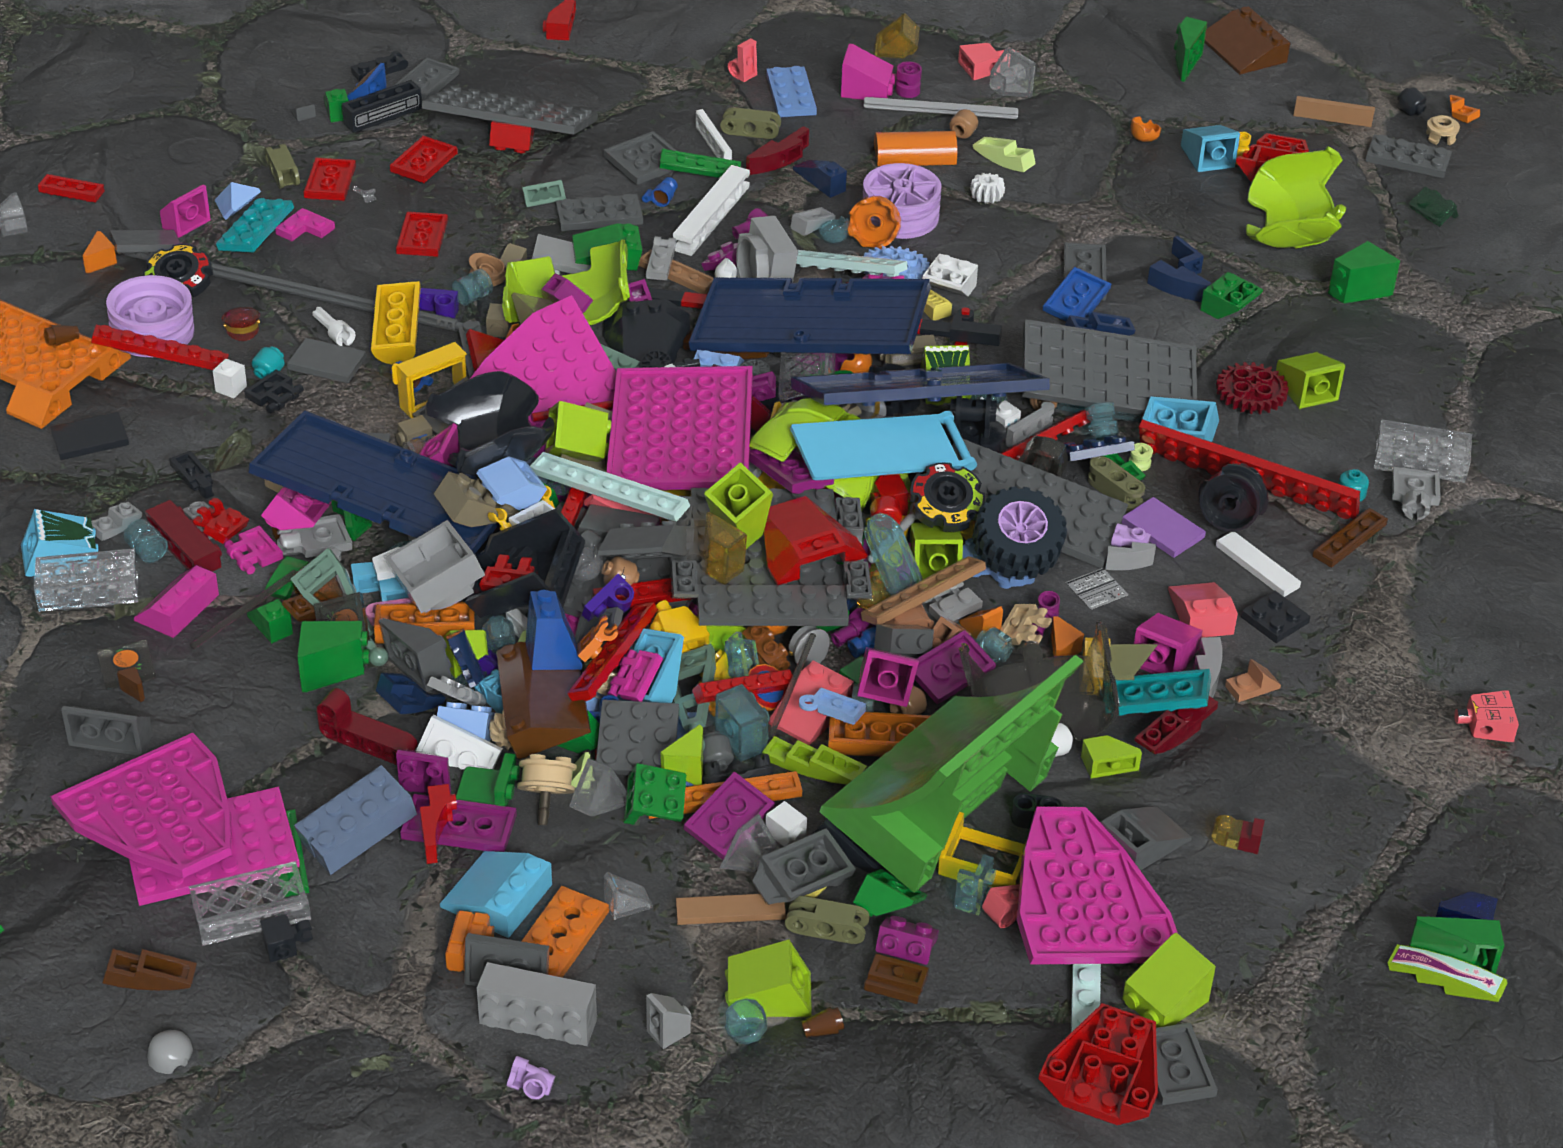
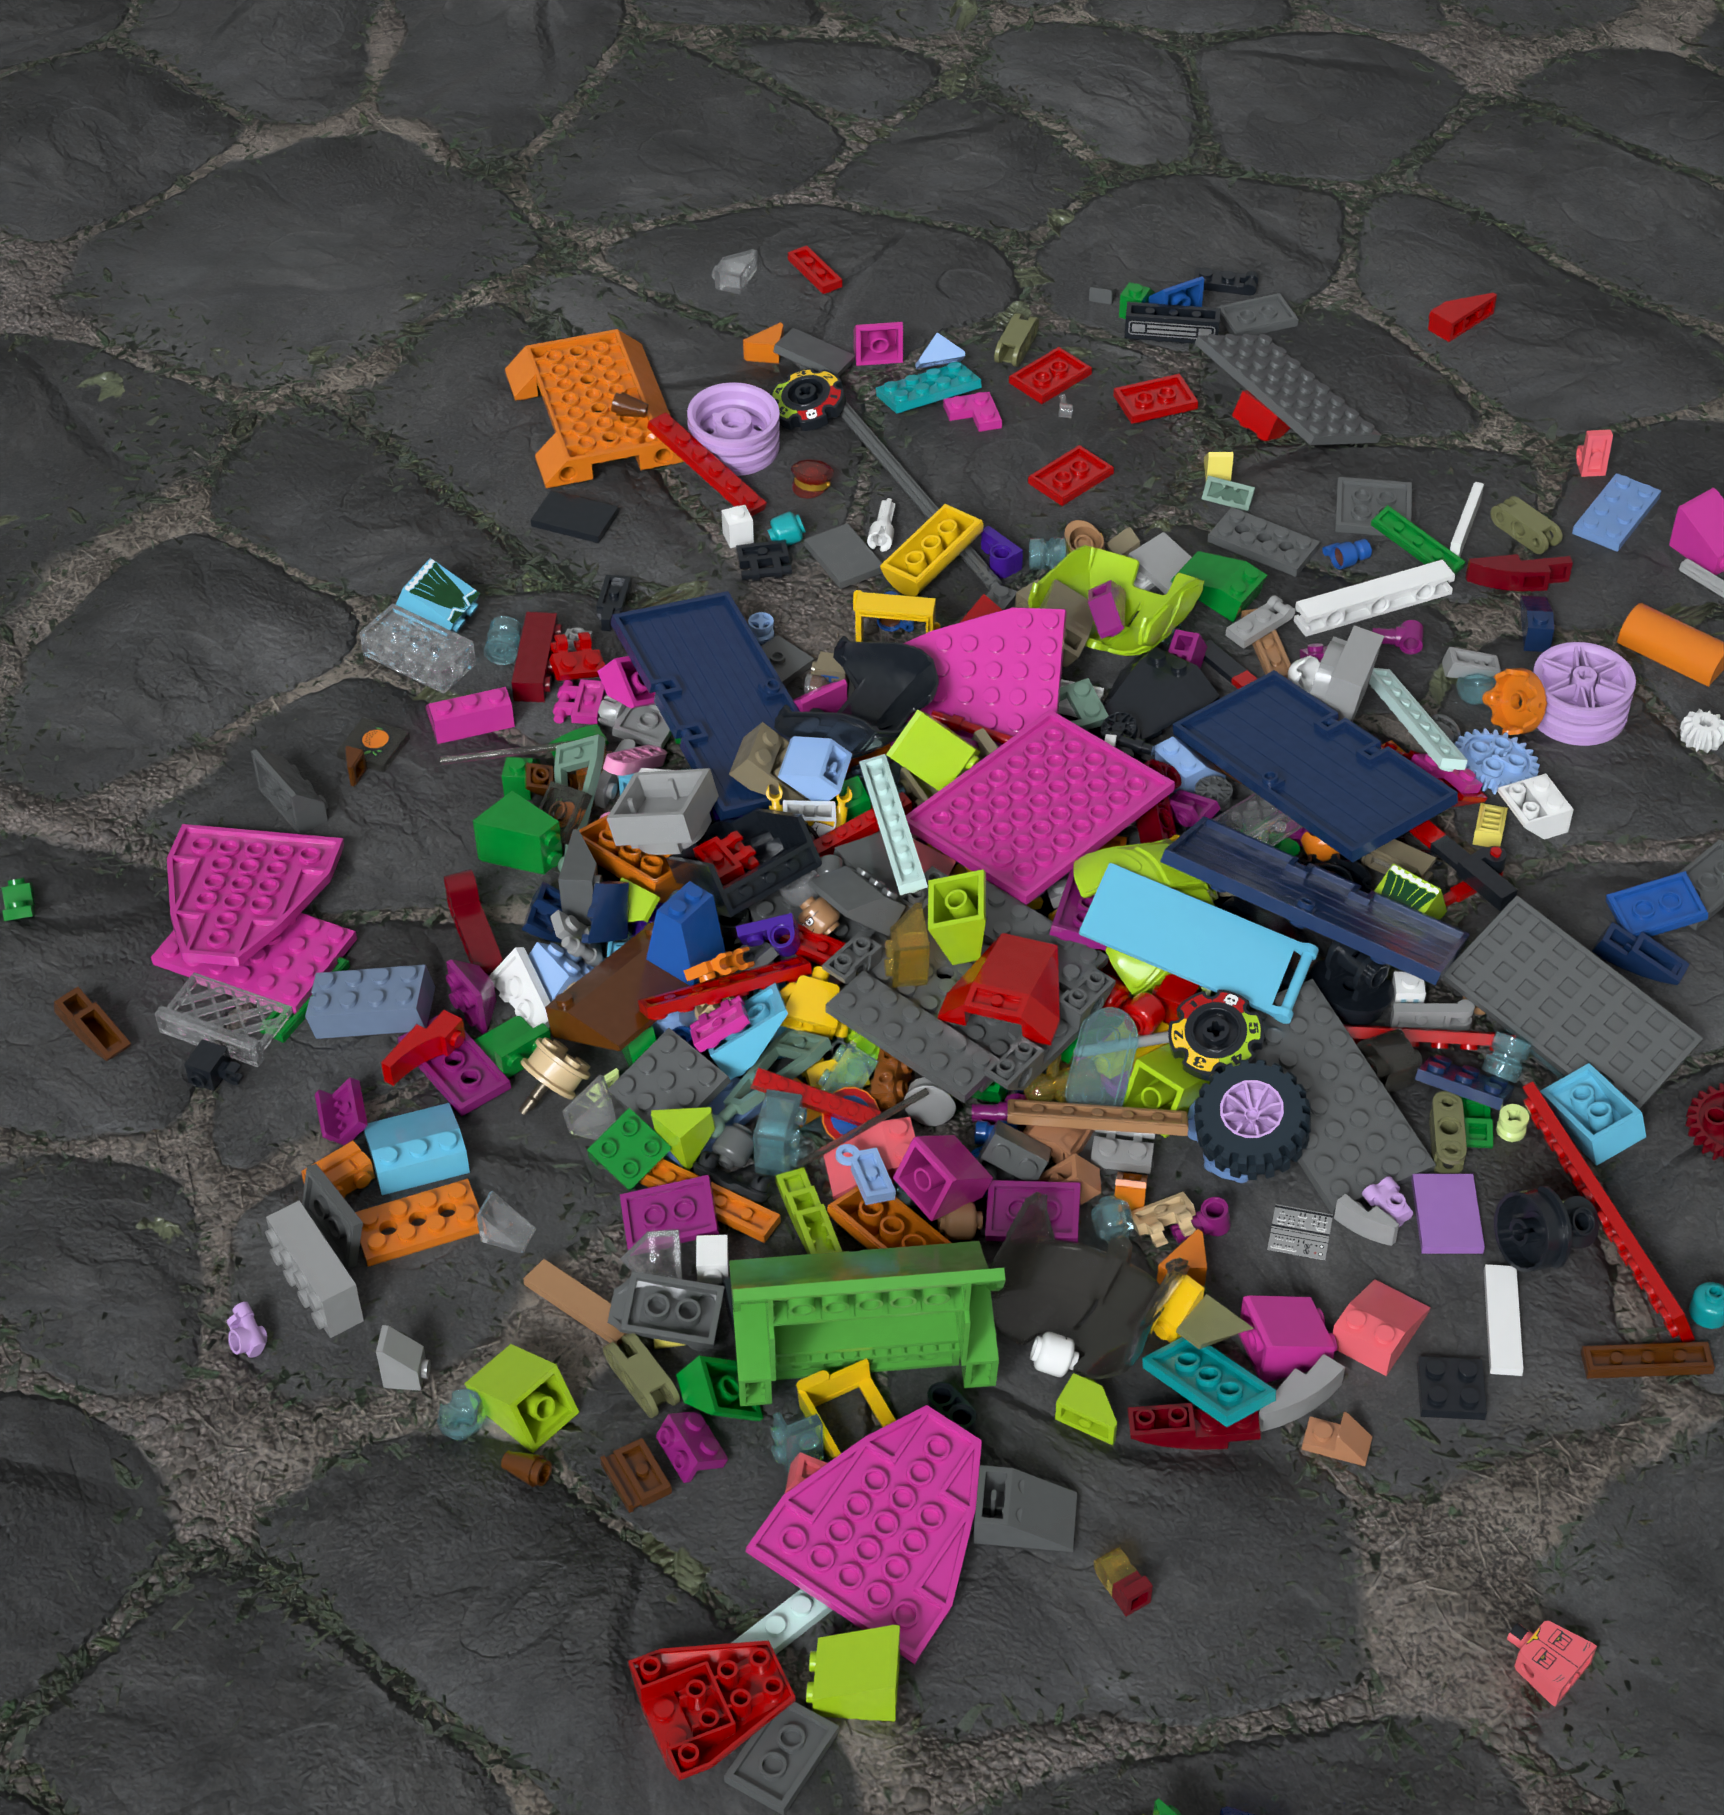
camera: 45 degrees right, 5 degrees up
(117, 521) = (513, 607): light grey slope -> none
(169, 1051) = (34, 1103): light grey hair -> none
(356, 557) = (633, 759): none -> bright pink beam
(422, 901) = (342, 1113): none -> magenta bracket
(517, 179) = (1218, 465): none -> light yellow slope

